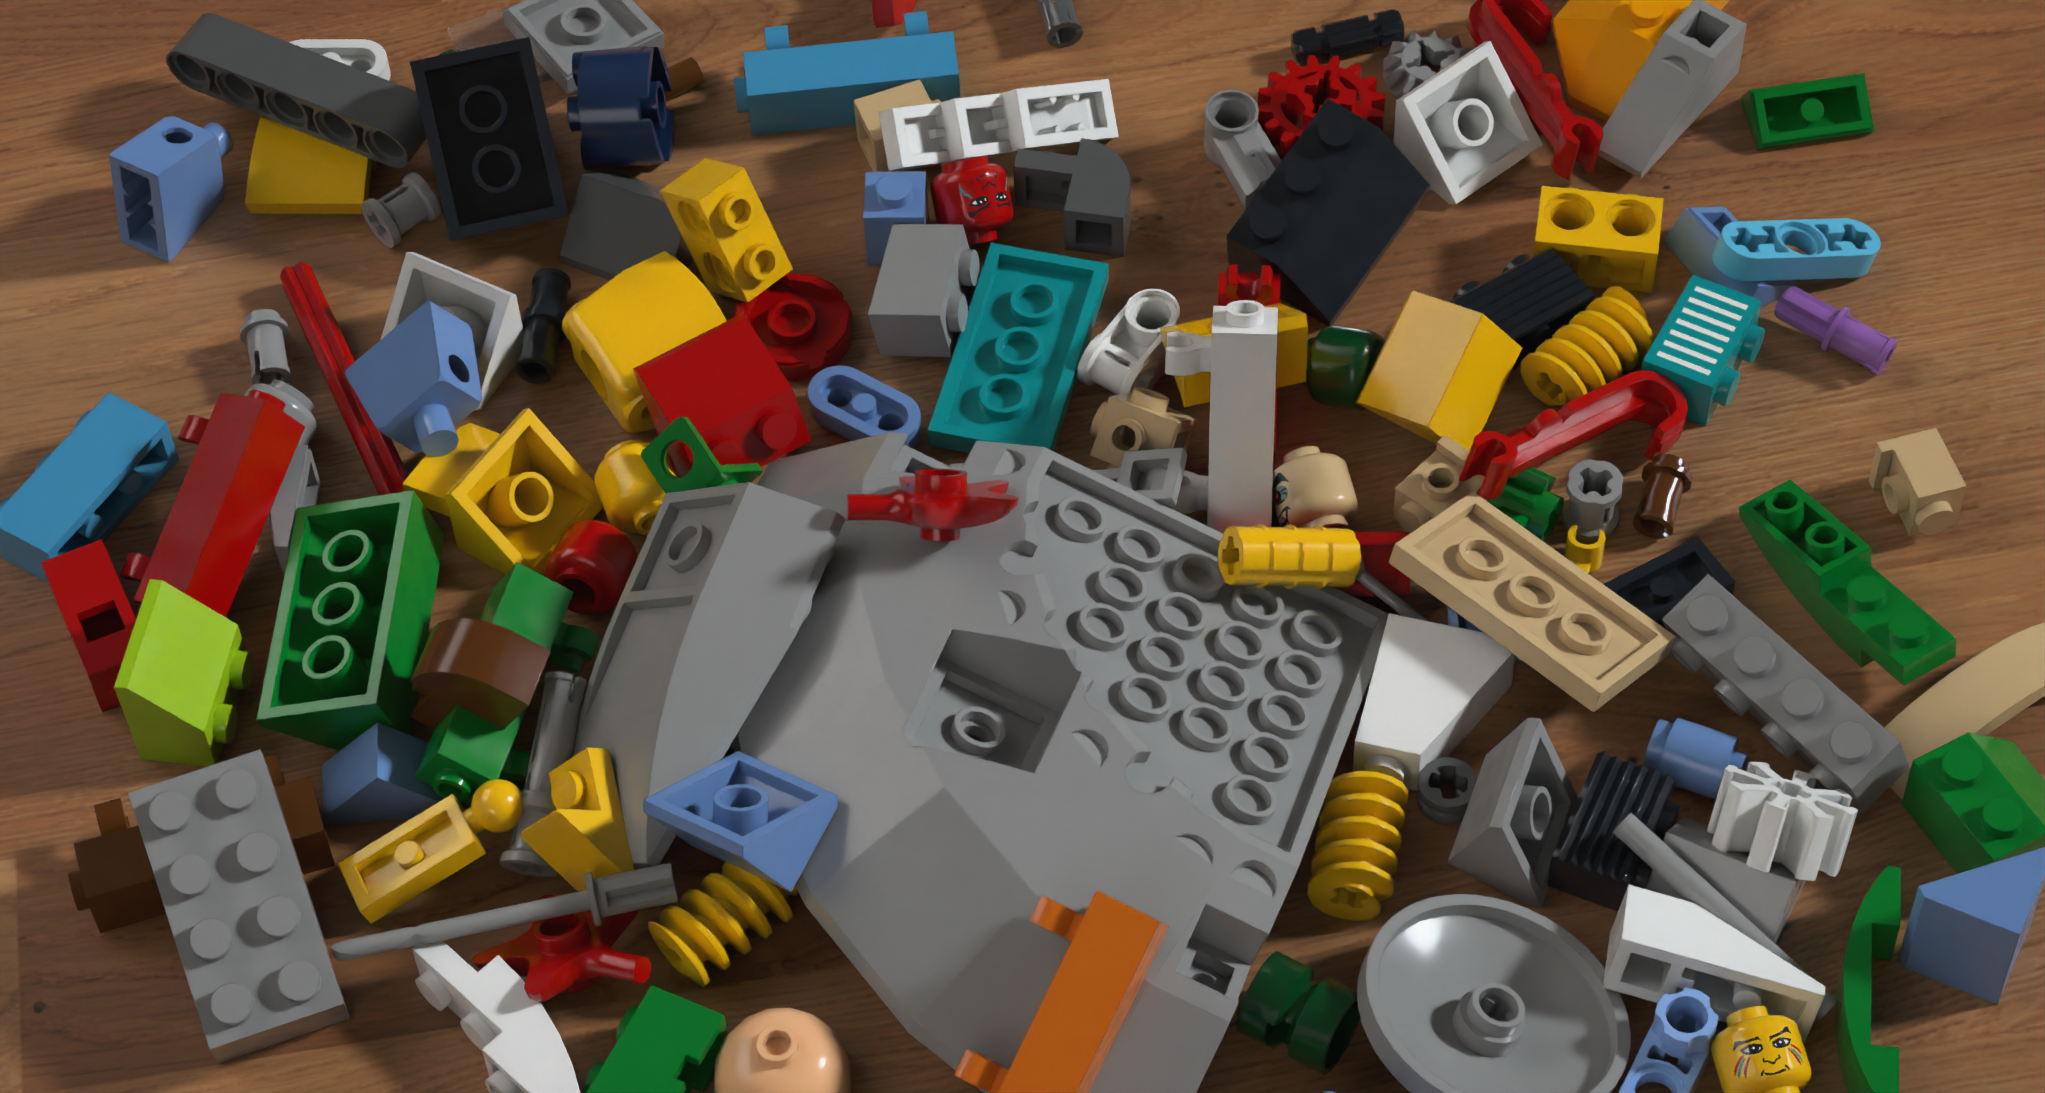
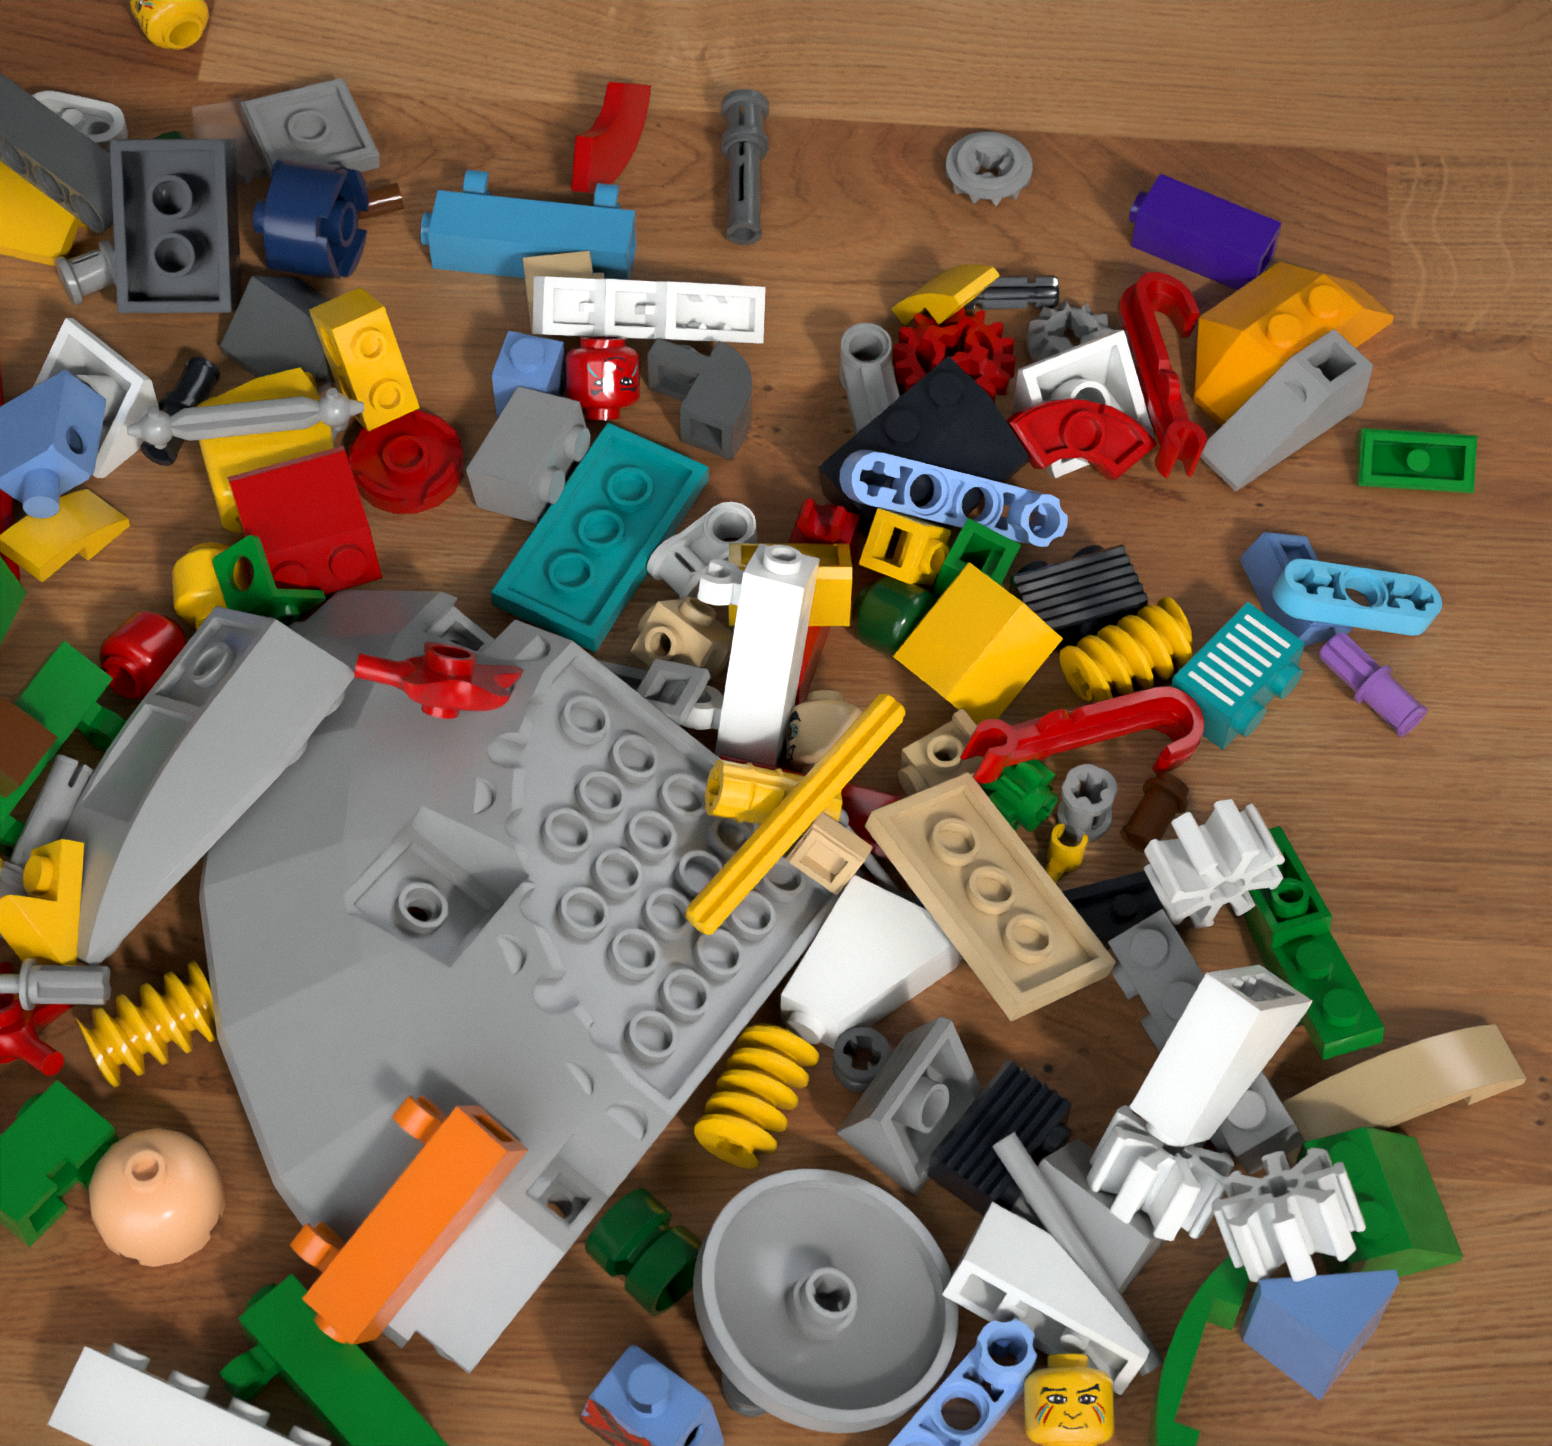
camera: 10 degrees right, 5 degrees up
(520, 498) = (101, 574): yellow slope -> none
(629, 309) = (245, 418): none -> light grey wheel
(747, 816) = (182, 941): medium blue slope -> none
(869, 407) = (448, 560): medium blue plate -> none
(1294, 45) = (946, 292): none -> yellow slope
(1321, 561) = (794, 814): none -> yellow axle
(1349, 296) = (918, 552): none -> yellow brick
(1360, 597) = (829, 853): none -> tan tile
(1406, 275) = (983, 549): none -> green brick
(1451, 240) = (949, 490): none -> light blue beam
(1477, 151) = (1082, 432): none -> red tile
(1602, 235) = (1169, 552): yellow brick -> none
(1693, 755) = (1097, 1079): medium blue brick -> none
(1745, 520) = (1213, 864): none -> white gear
(1809, 689) = (1217, 1052): none -> white slope
(1919, 481) = (1403, 856): tan brick -> none
(1926, 822) = (1288, 1215): none -> white gear

